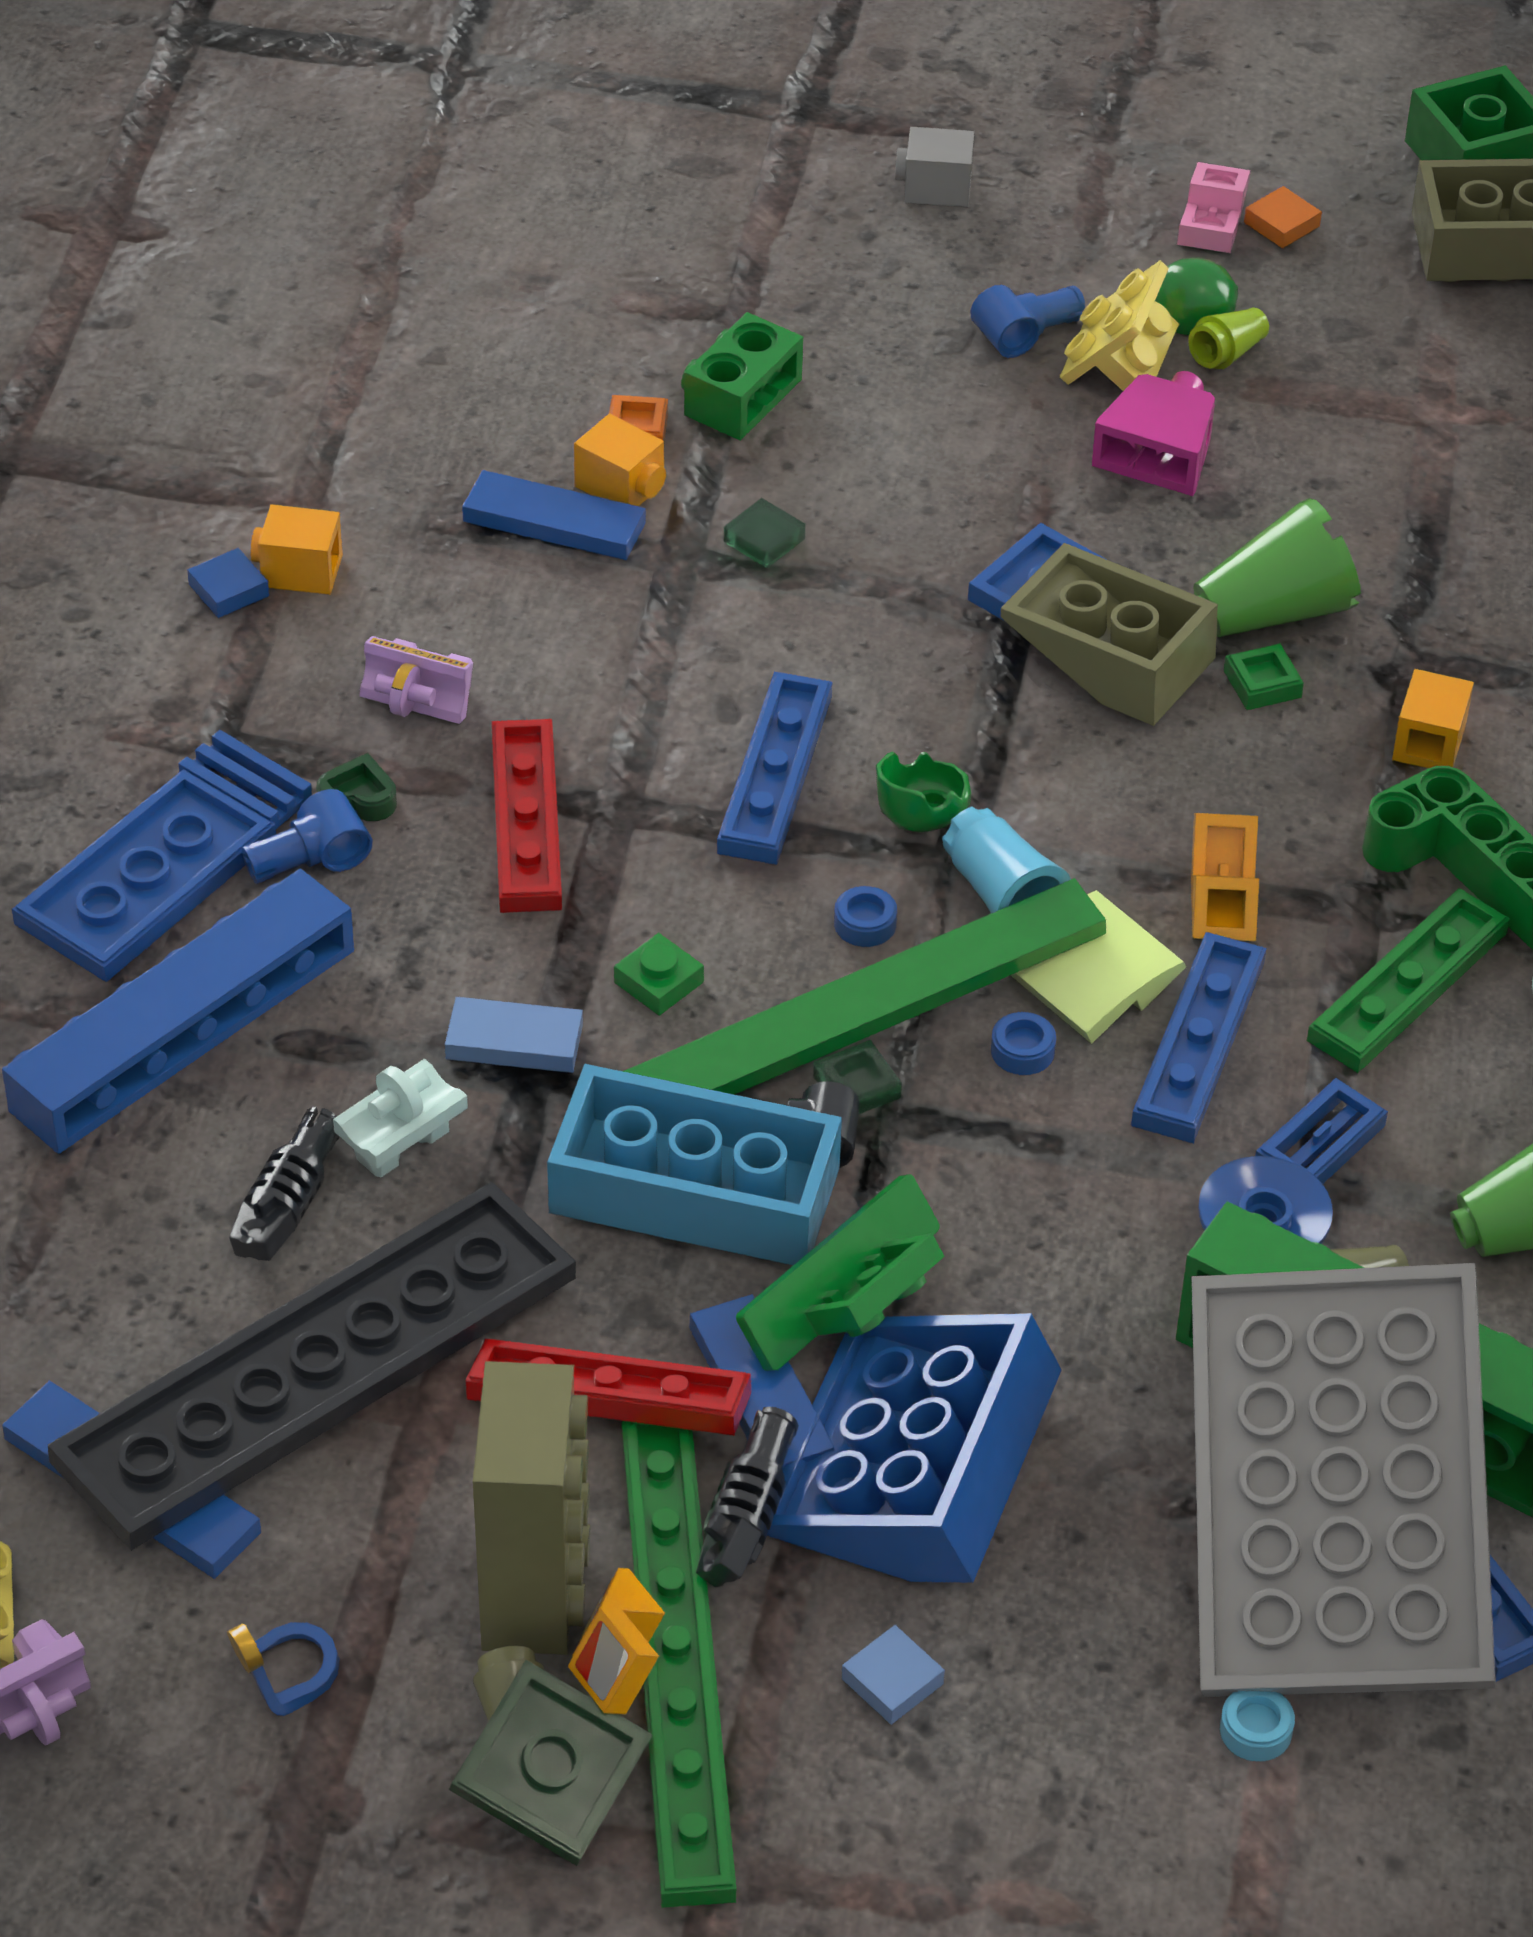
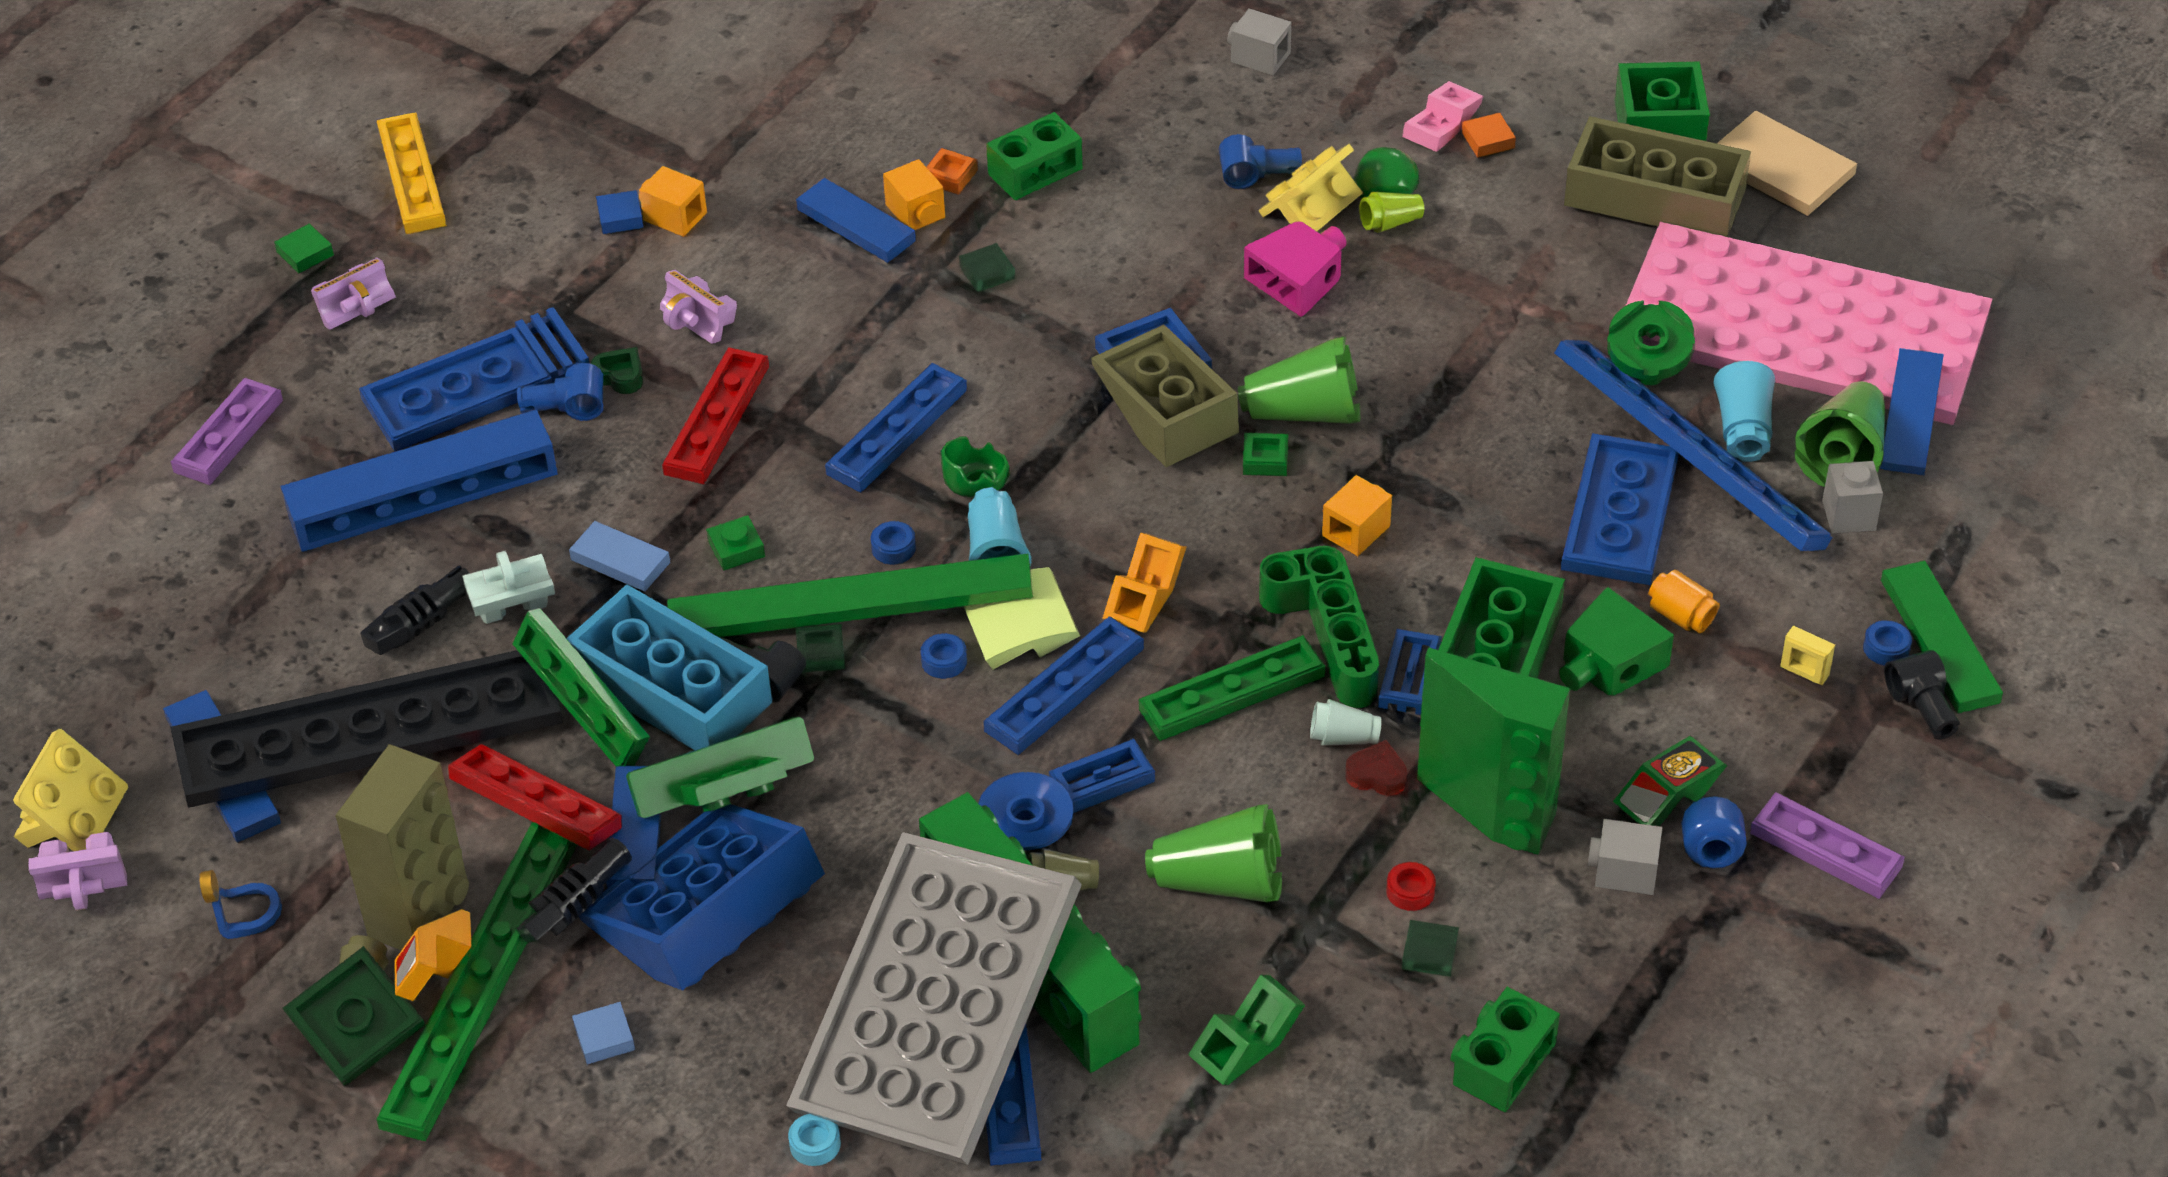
camera: 25 degrees right, 0 degrees up
(594, 1223) = (580, 689): none -> green tile

